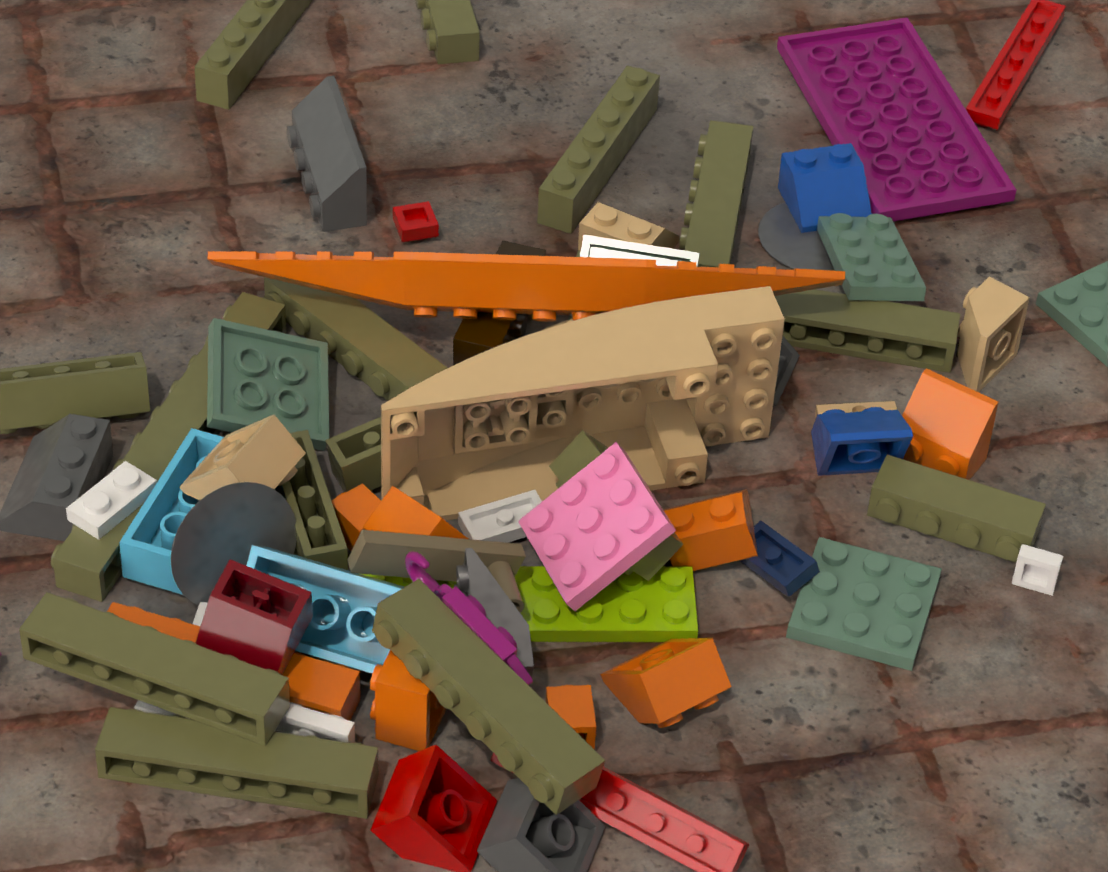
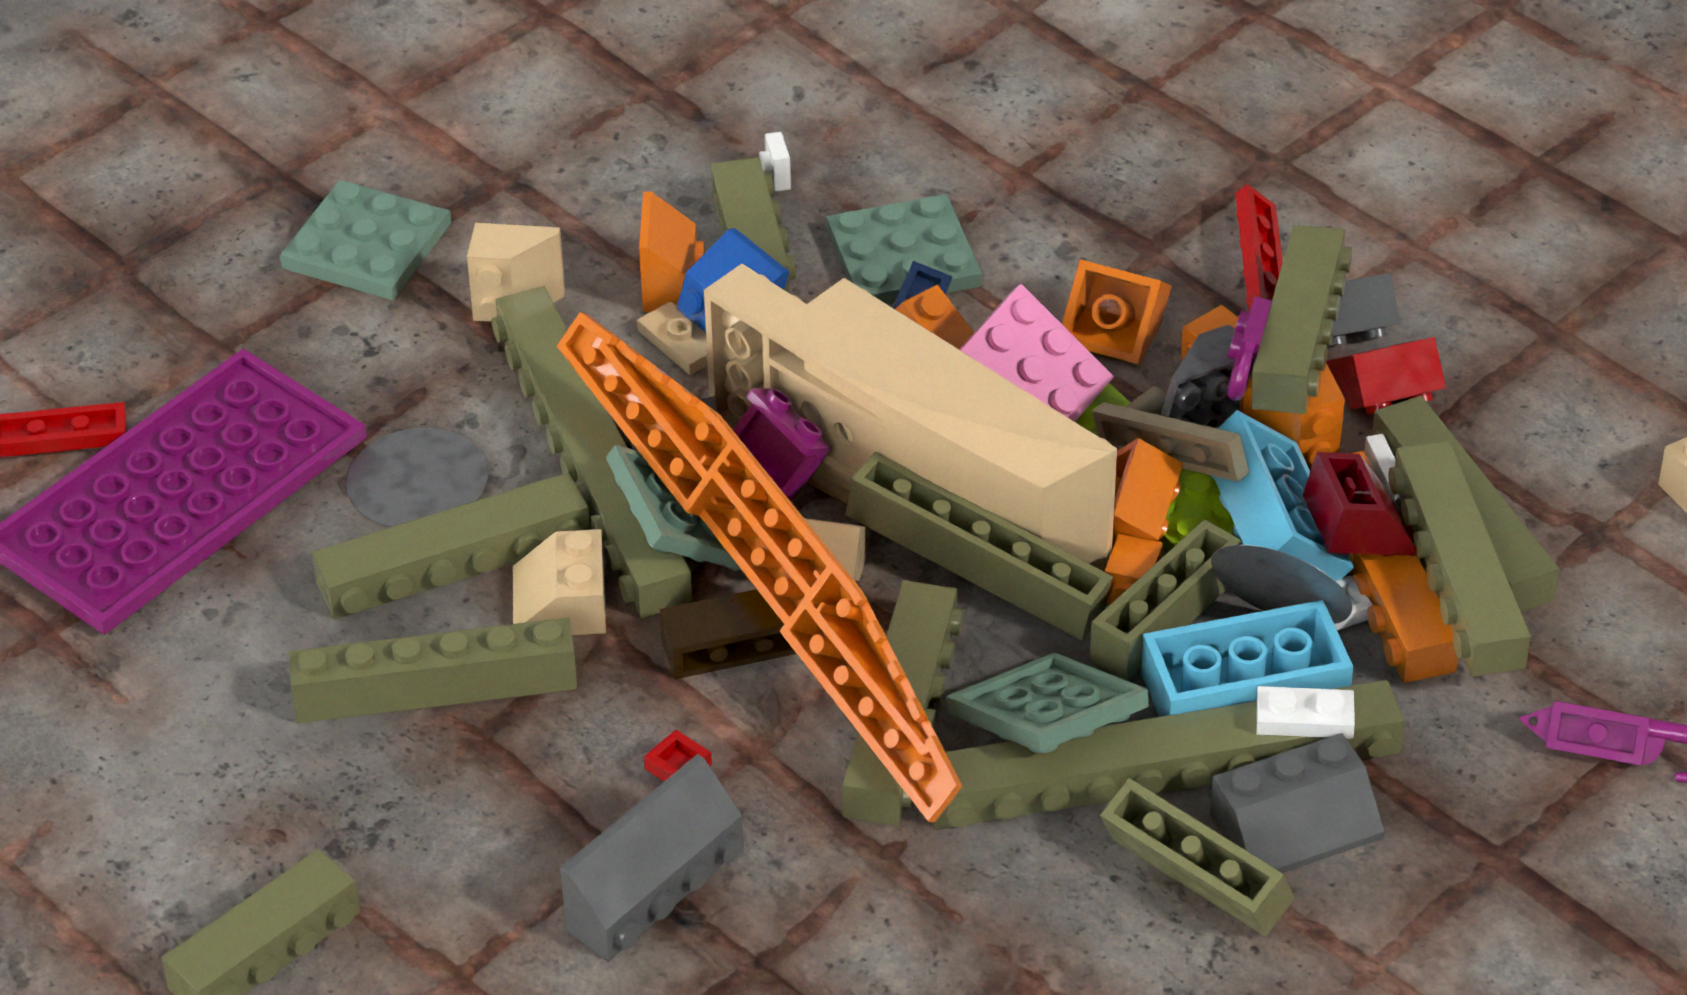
camera: 120 degrees left, 0 degrees up
(254, 453) = (1202, 612): tan slope -> none
(823, 184) = (351, 484): blue slope -> none
(872, 258) = (452, 397): sand green plate -> none

